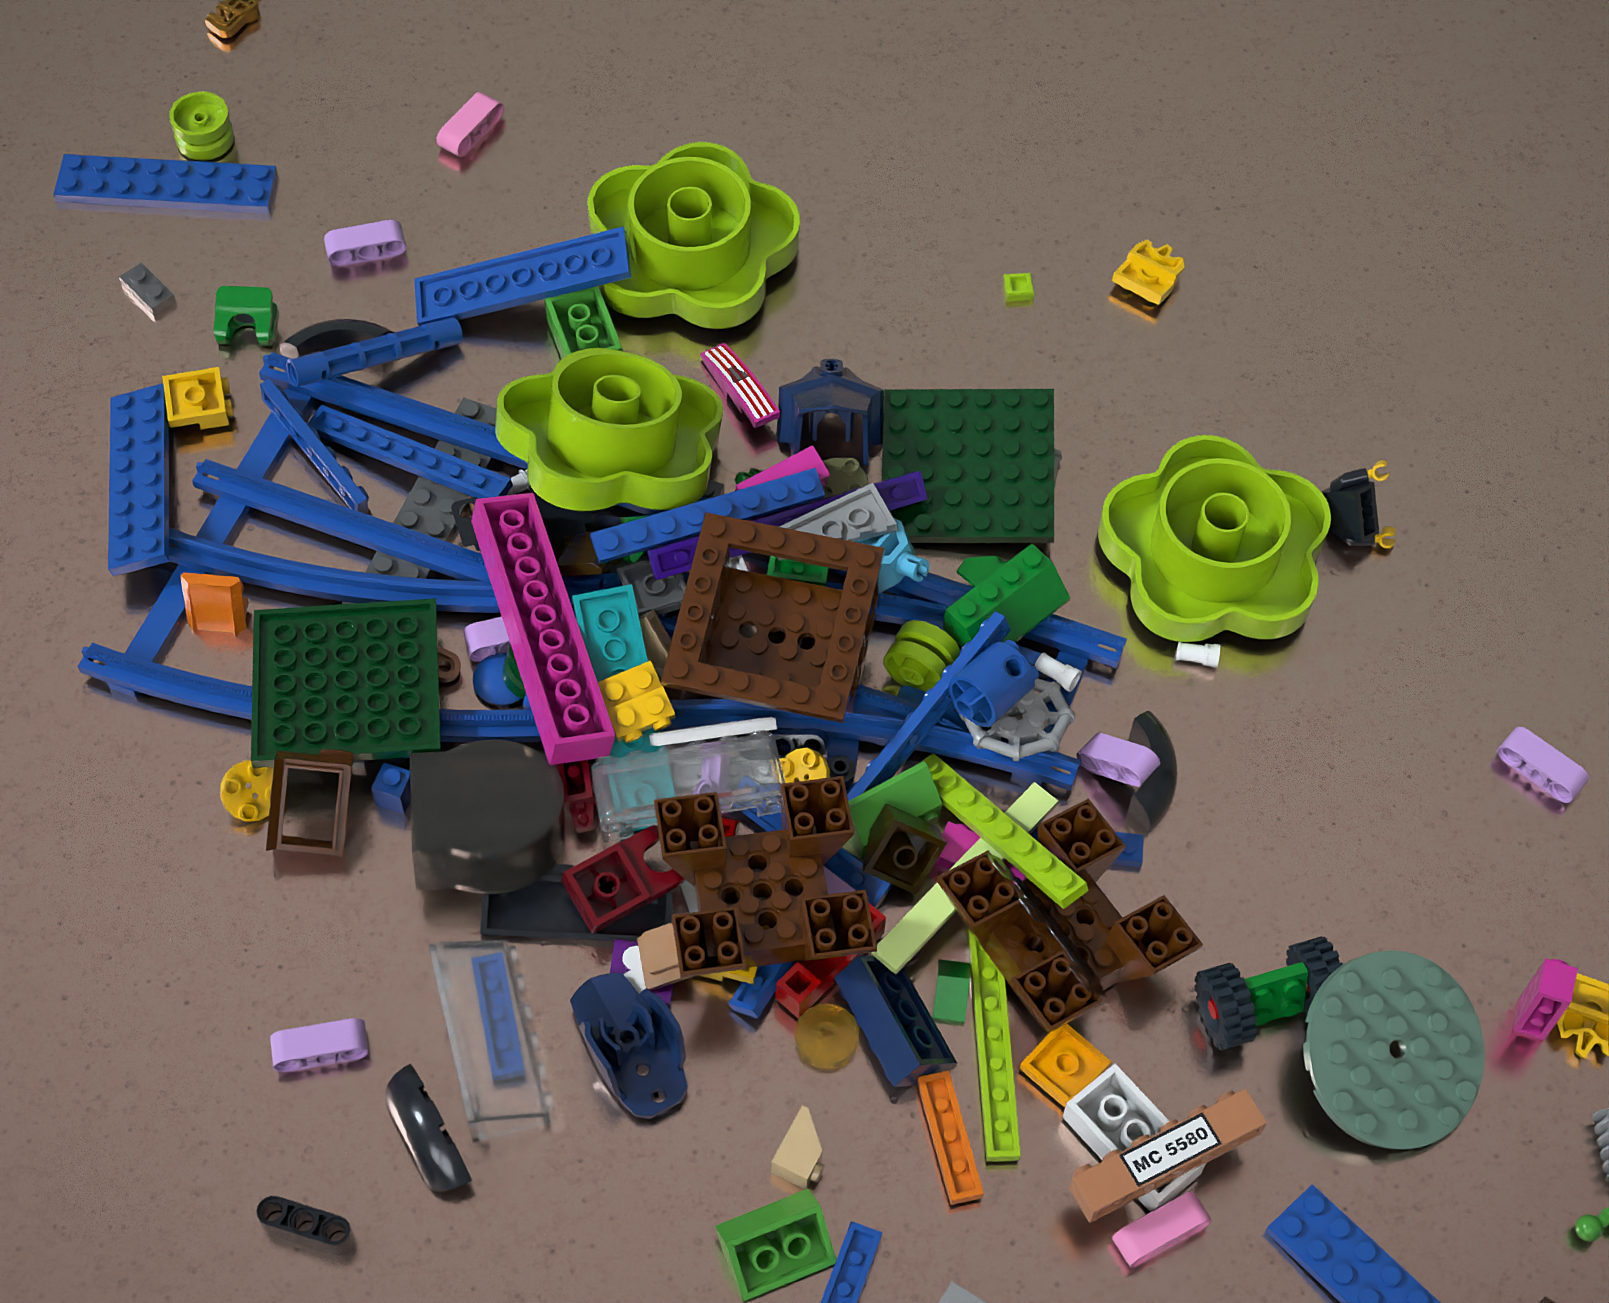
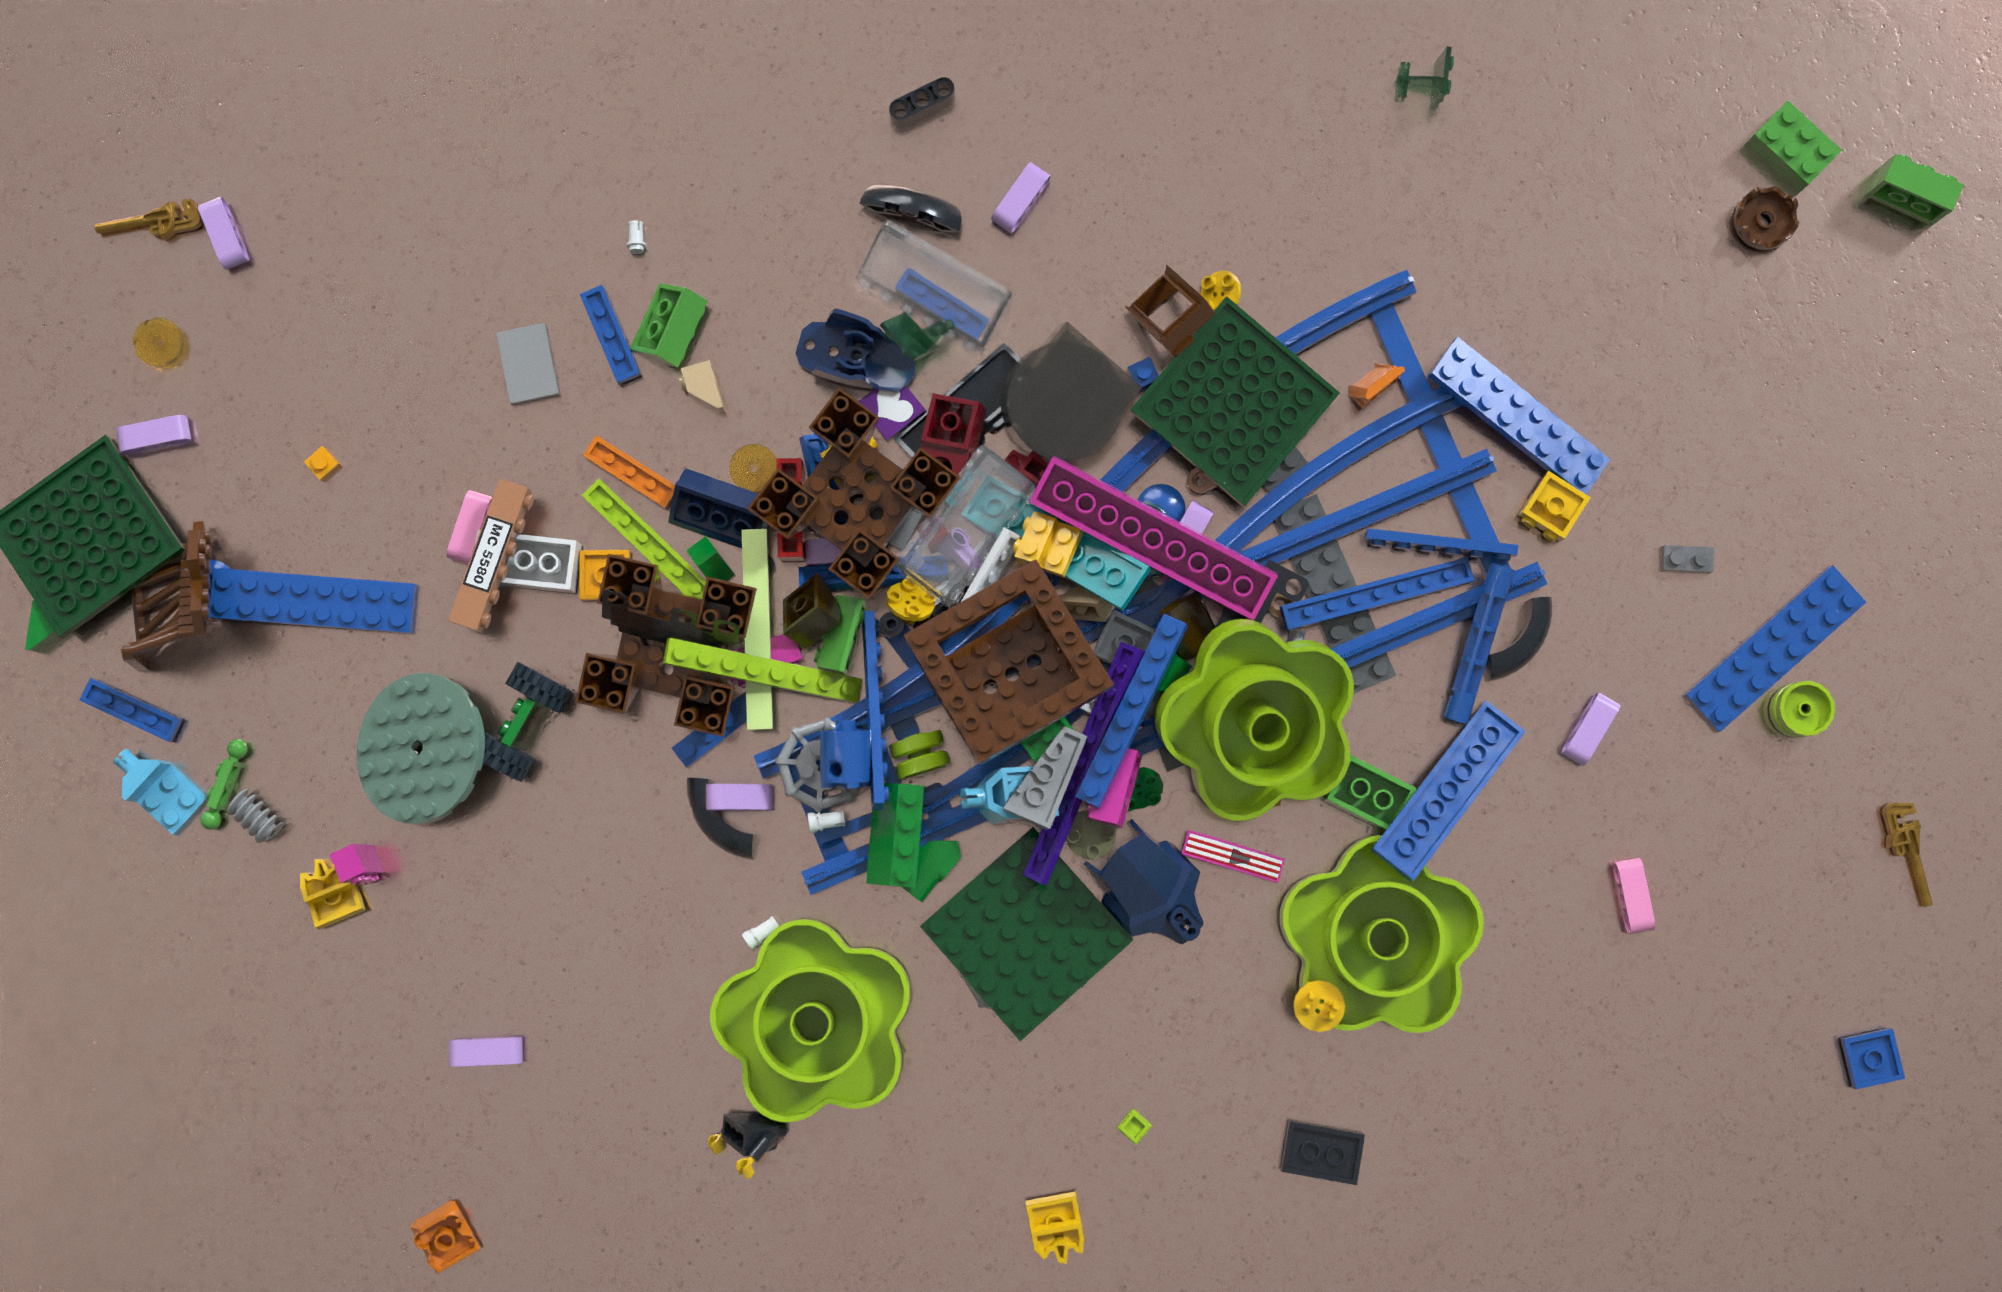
camera: 140 degrees right, 25 degrees up
(245, 306) = (1604, 603): green piece -> none
(559, 1000) = (911, 338): none -> clear green plate
(659, 957) = (891, 422): medium nougat piece -> none
(790, 219) = (1307, 1001): none -> yellow plate
(890, 160) = (1322, 1152): none -> black plate

